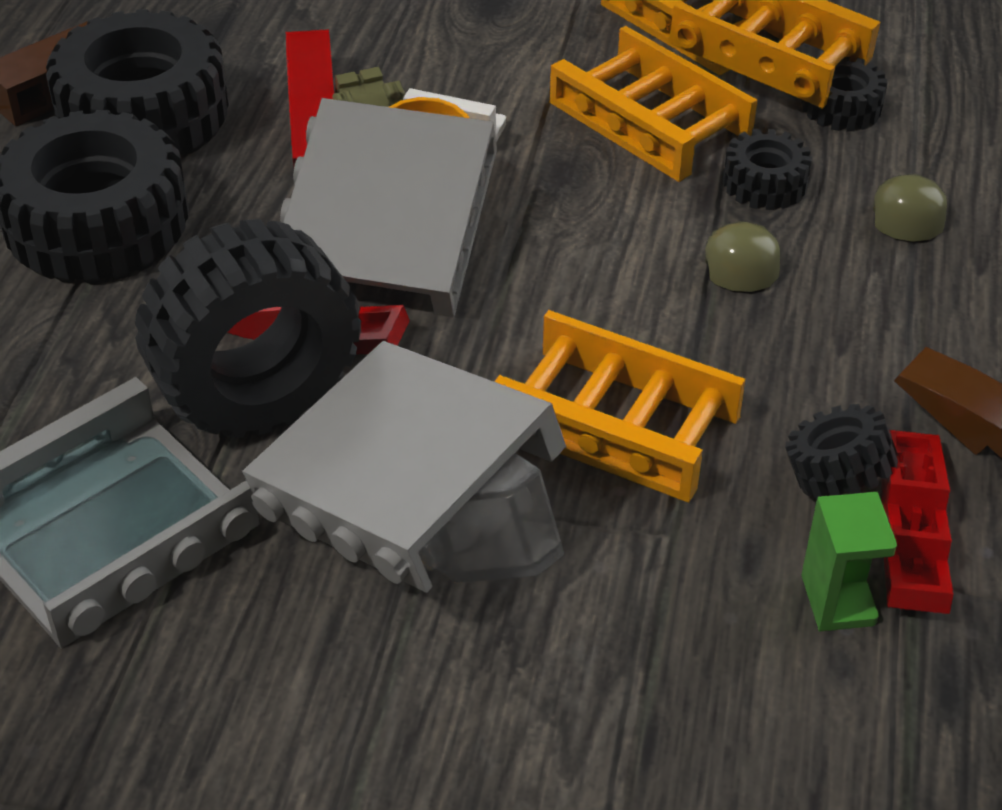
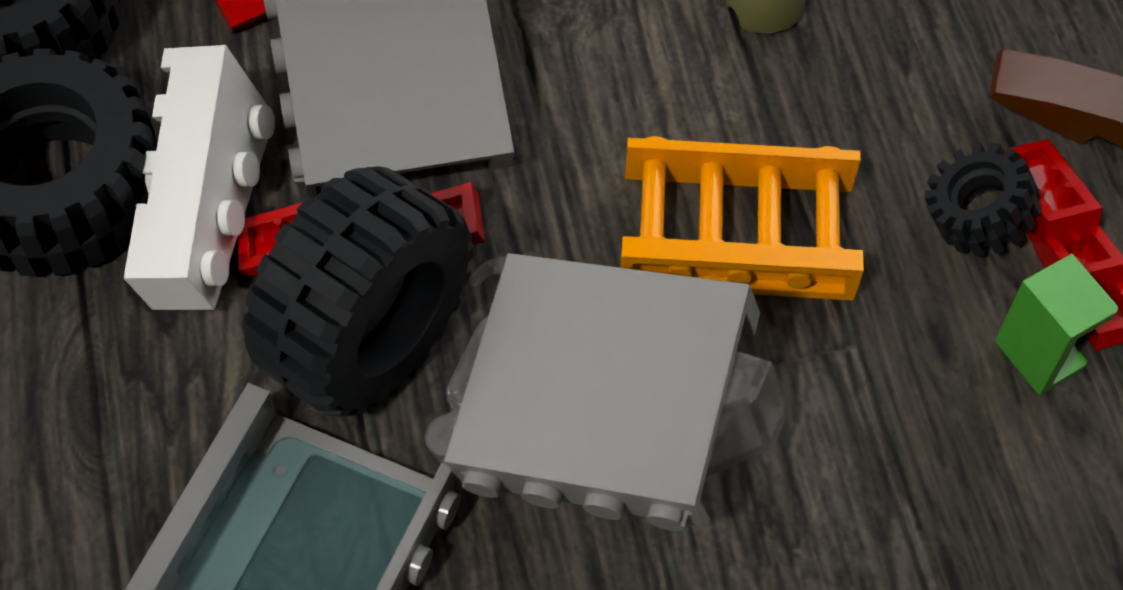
camera: 25 degrees left, 15 degrees up
(218, 189) = (197, 179): none -> white wedge

